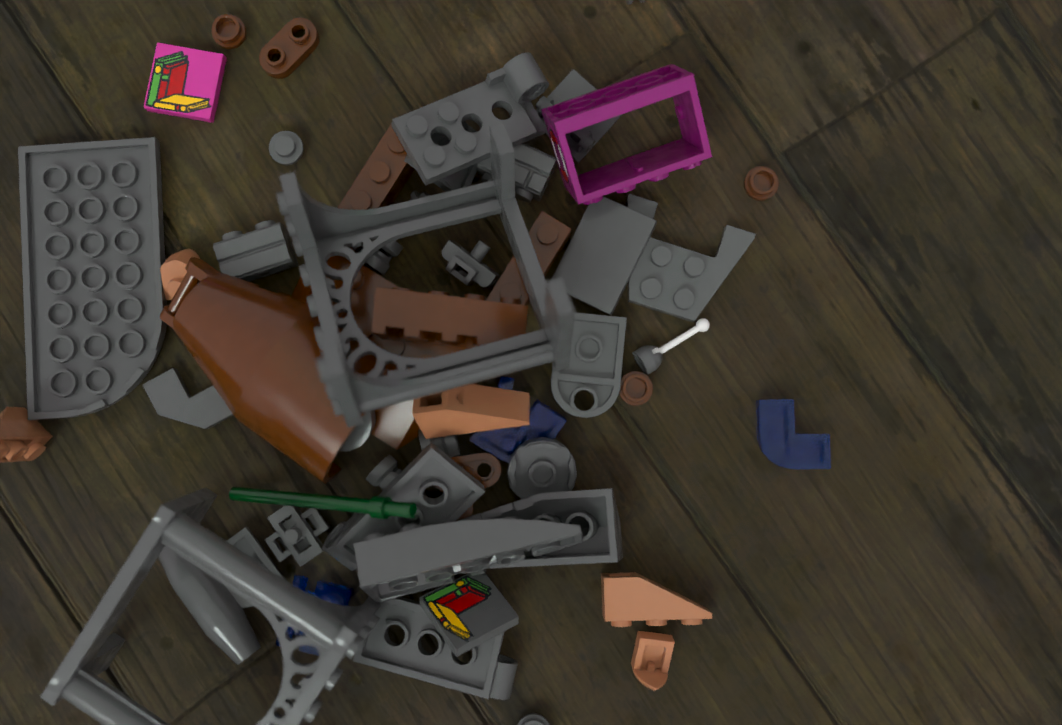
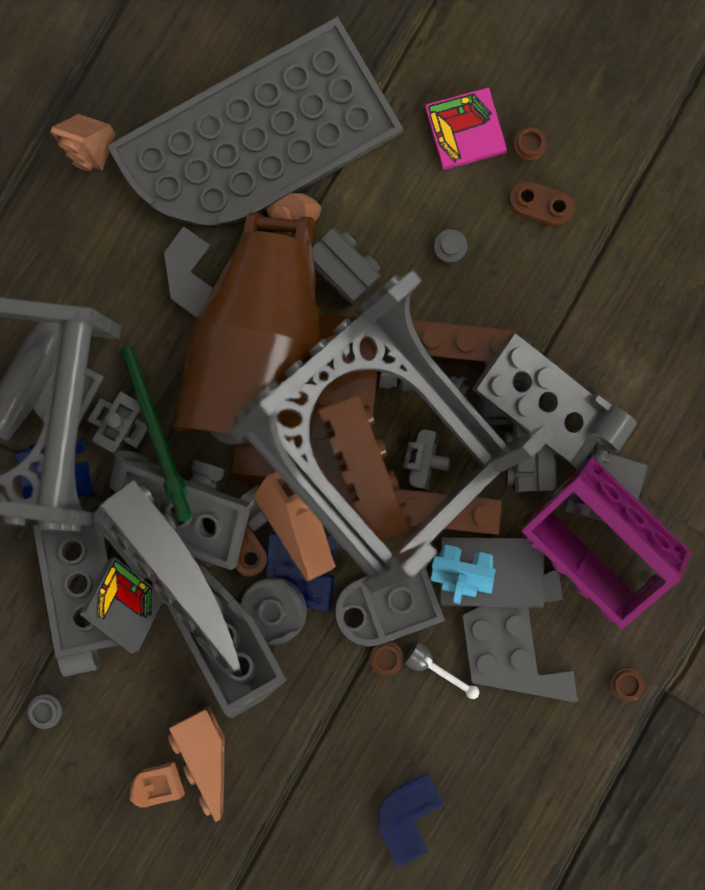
camera: 70 degrees right, 0 degrees up
(594, 279) = (463, 577): none -> medium azure hips

